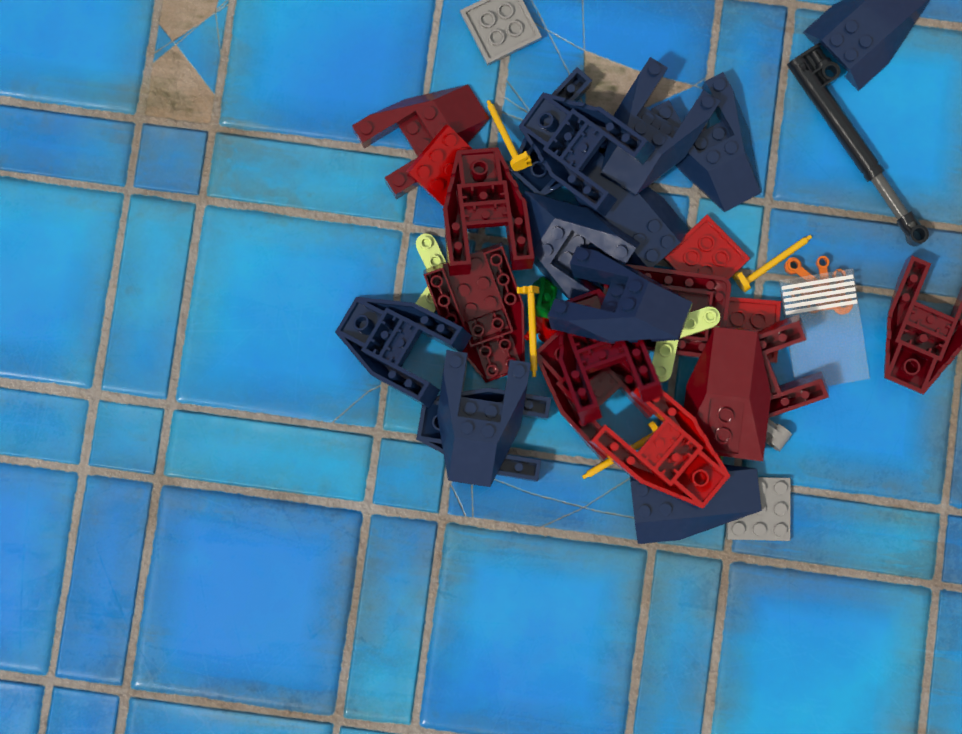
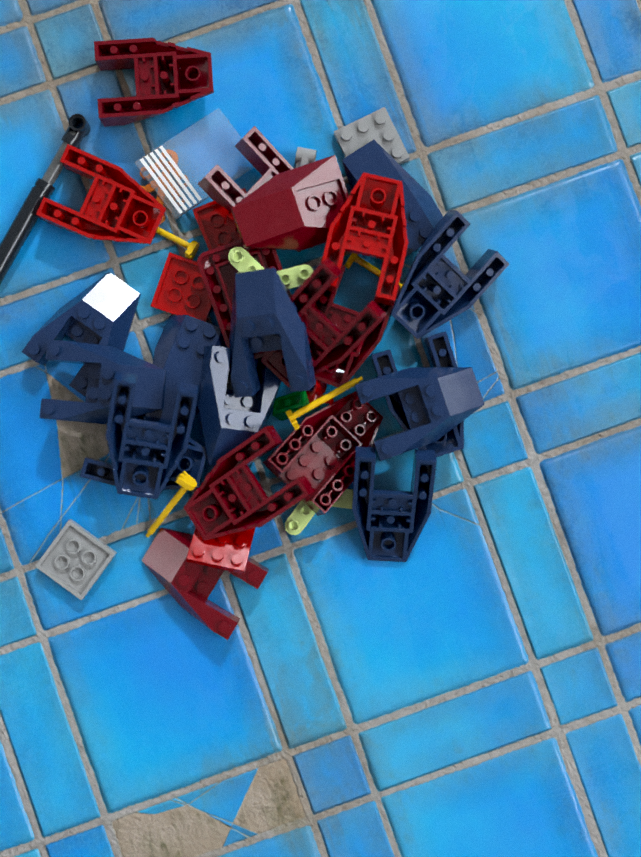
camera: 105 degrees left, 5 degrees up
(582, 493) = (436, 287): none -> dark blue wedge
(818, 227) = (113, 207): none -> red wedge

